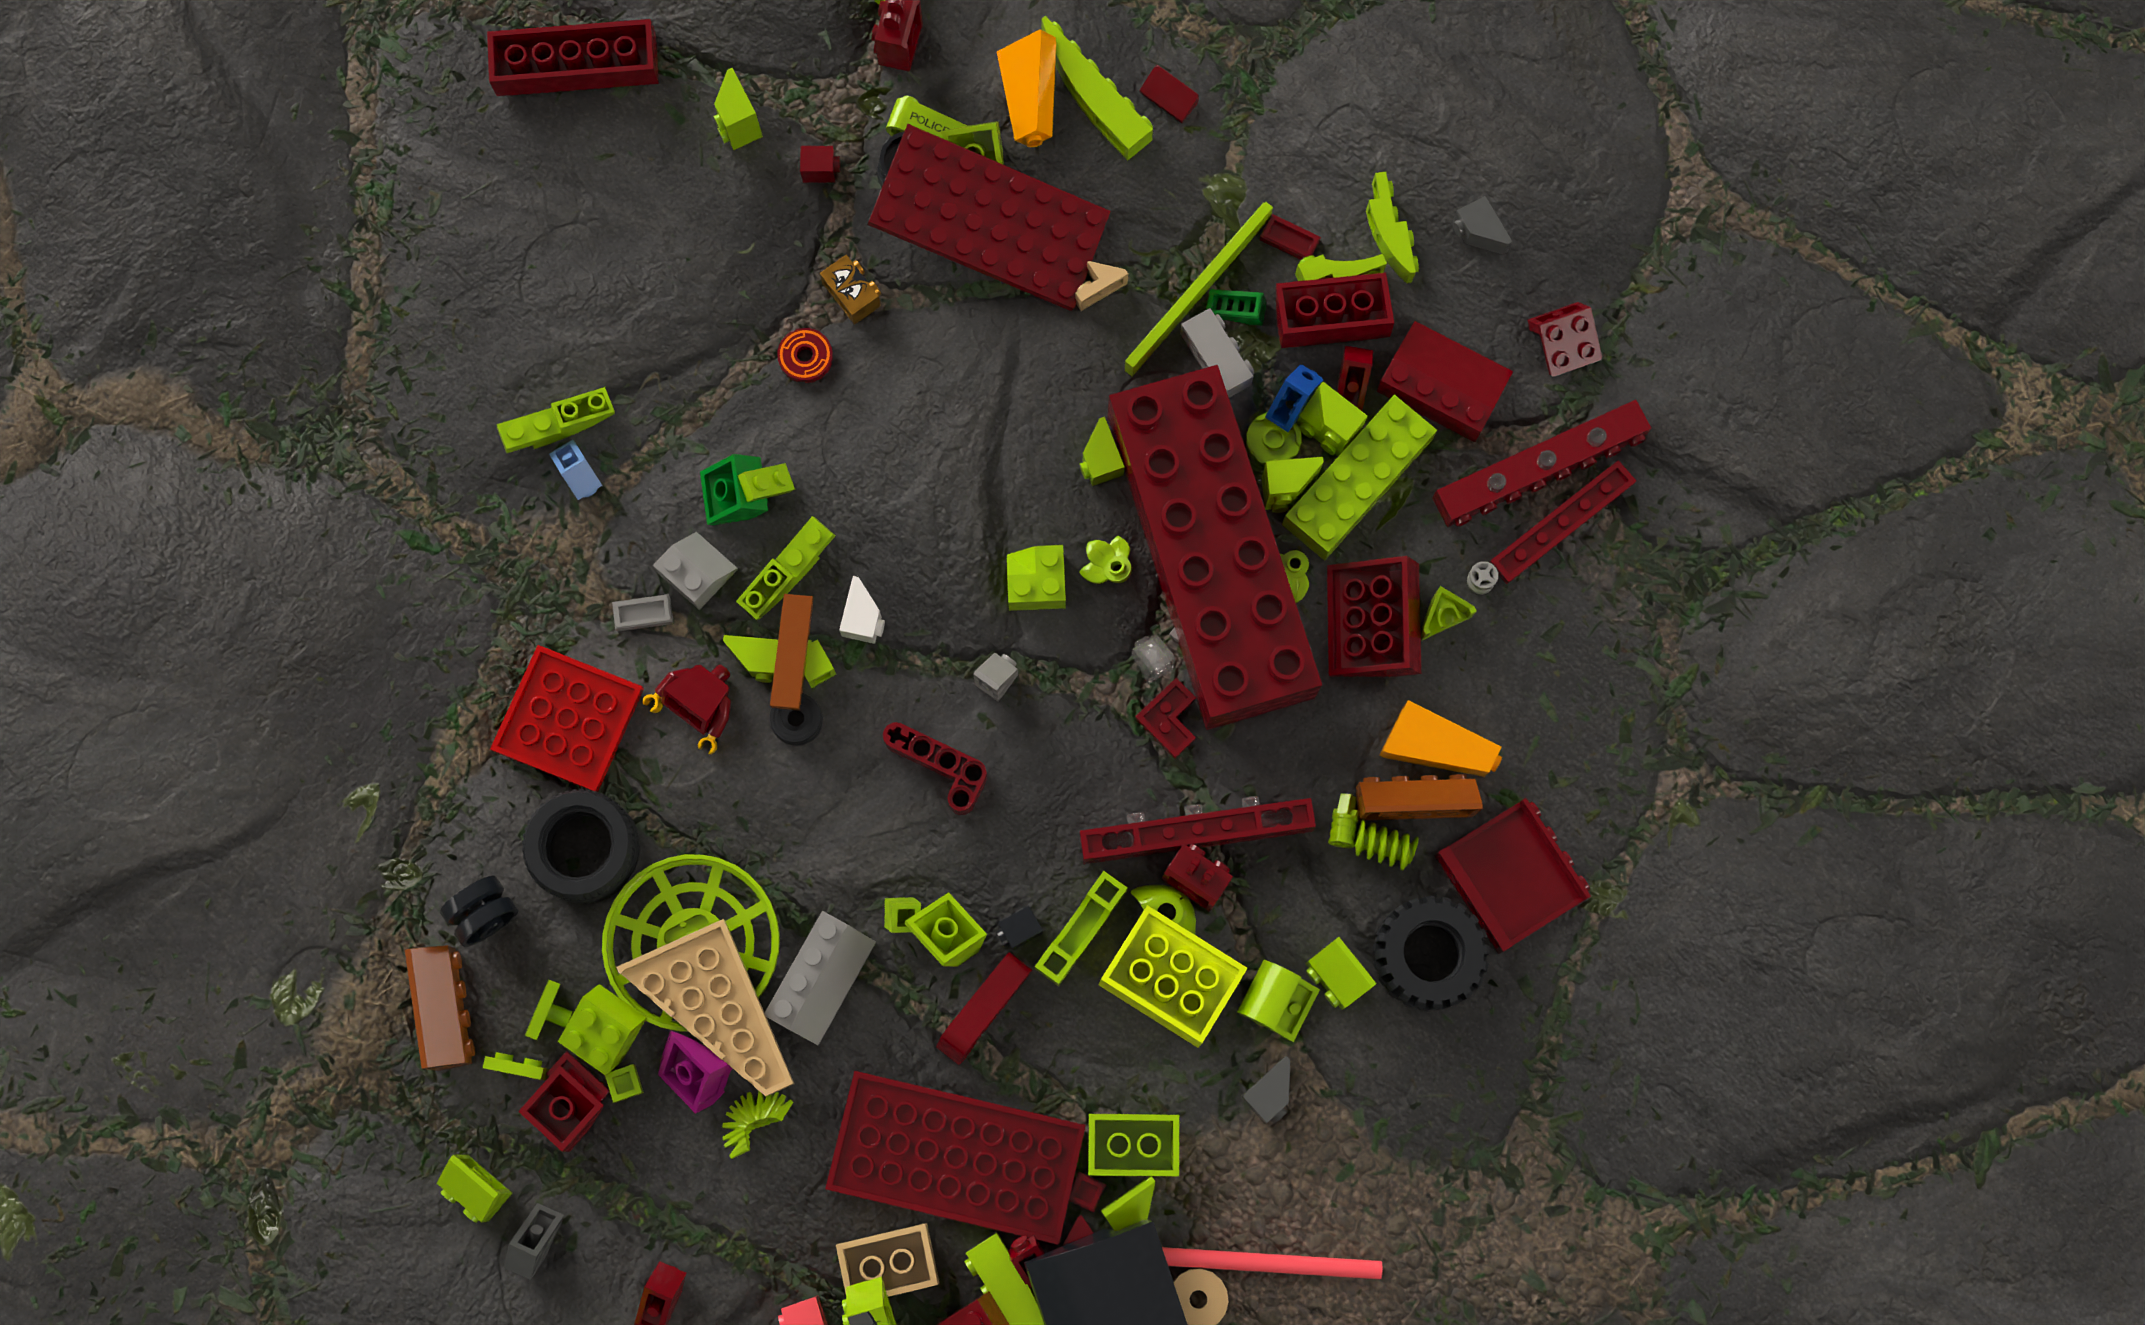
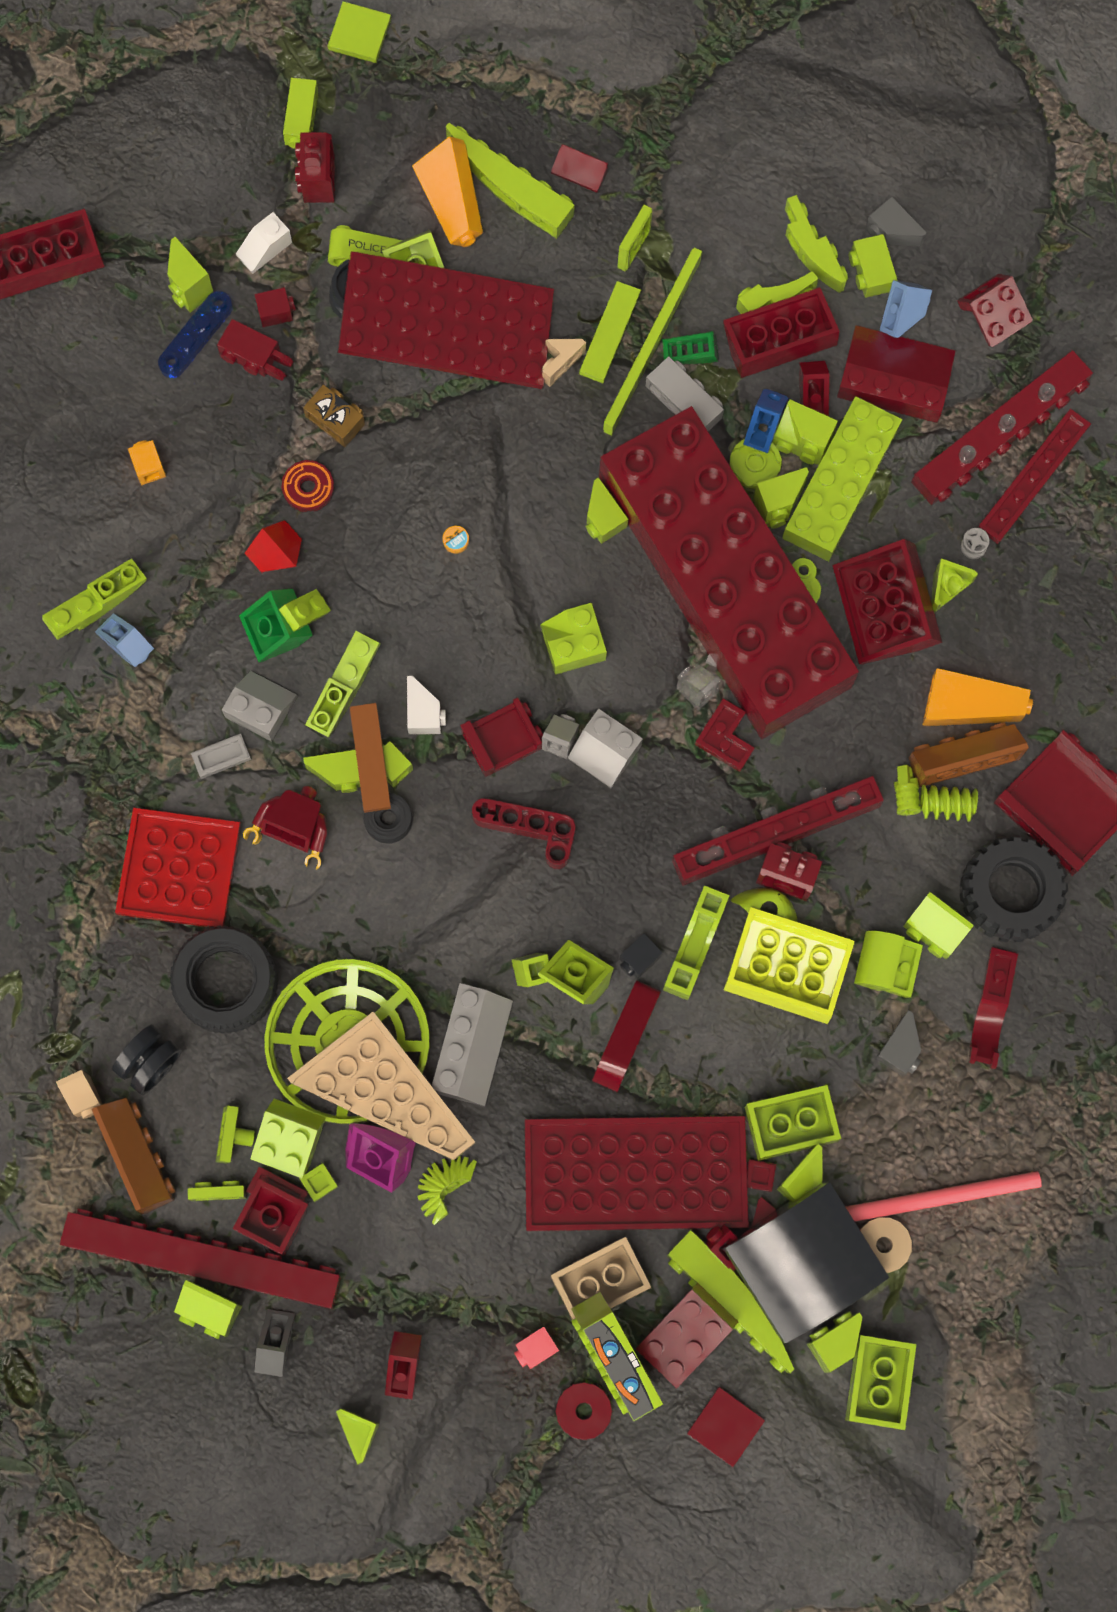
camera: 15 degrees left, 0 degrees up
(402, 928) = (79, 1094): none -> tan slope
(480, 1134) = (201, 1260): none -> dark red brick
(646, 292) = (146, 462): none -> light orange brick
(732, 173) = (195, 334): none -> clear blue plate
(754, 410) = (275, 548): none -> red slope
(784, 203) = (252, 350): none -> dark red hinge
(826, 96) = (264, 242): none -> white slope
(936, 663) = (502, 737): none -> dark red panel
(942, 446) = (455, 539): none -> tile
(1039, 700) = (605, 748): none -> light grey slope
(1105, 558) = (630, 606): lime plate -> none
(1157, 269) = (610, 332): none -> lime tile
(1206, 177) = (635, 238): none -> lime tile
(1289, 238) = (723, 275): dark red tile -> none
(1377, 1074) = (992, 1007): none -> dark red piece
(1448, 263) = (872, 265): none -> lime brick
(1470, 314) = (904, 307): none -> medium blue slope

